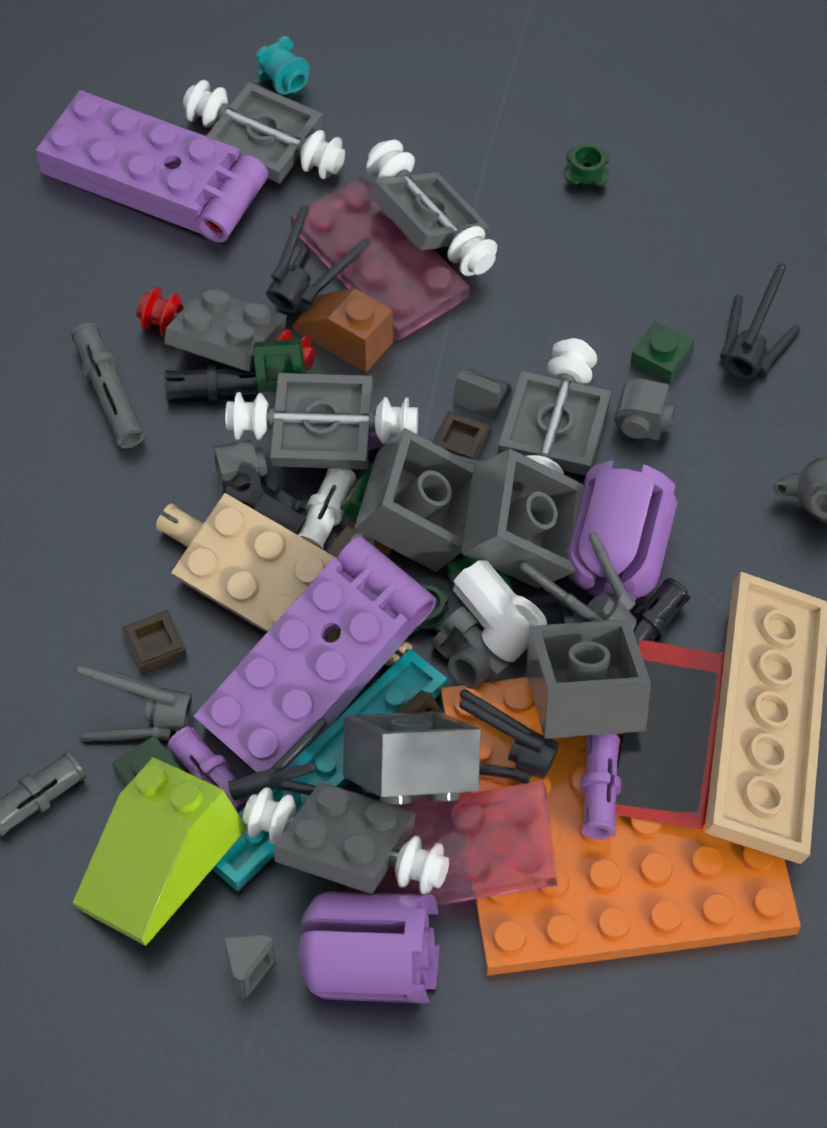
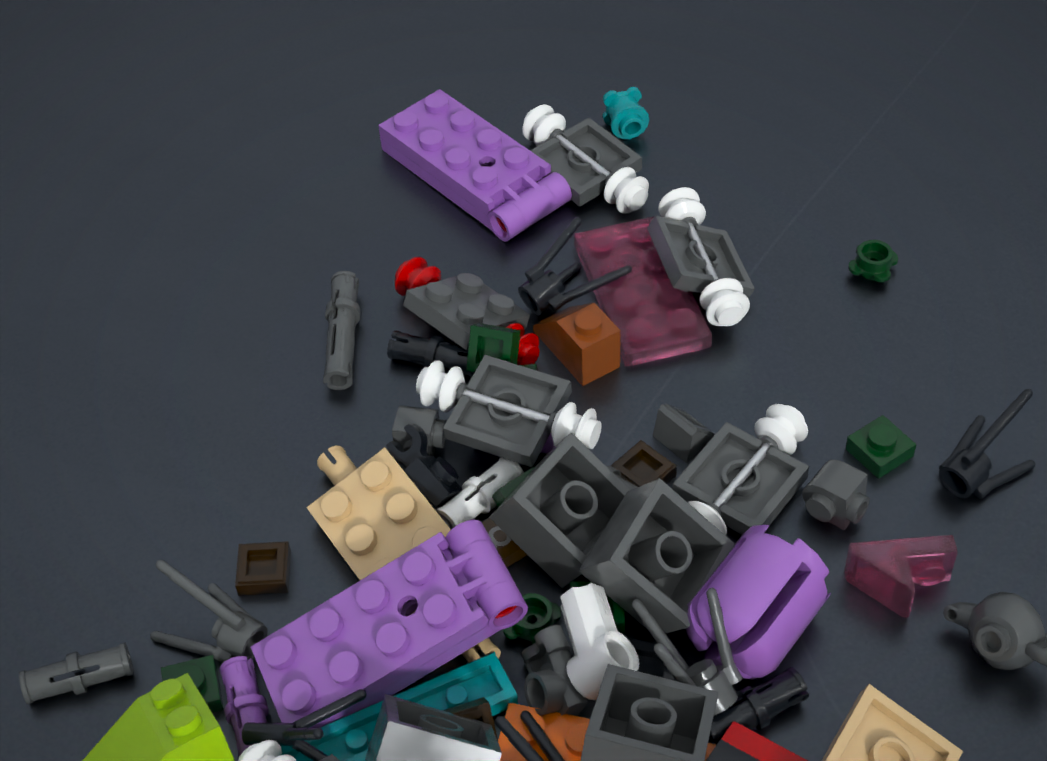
camera: 25 degrees right, 10 degrees down
(720, 463) = (892, 567): none -> clear pink slope

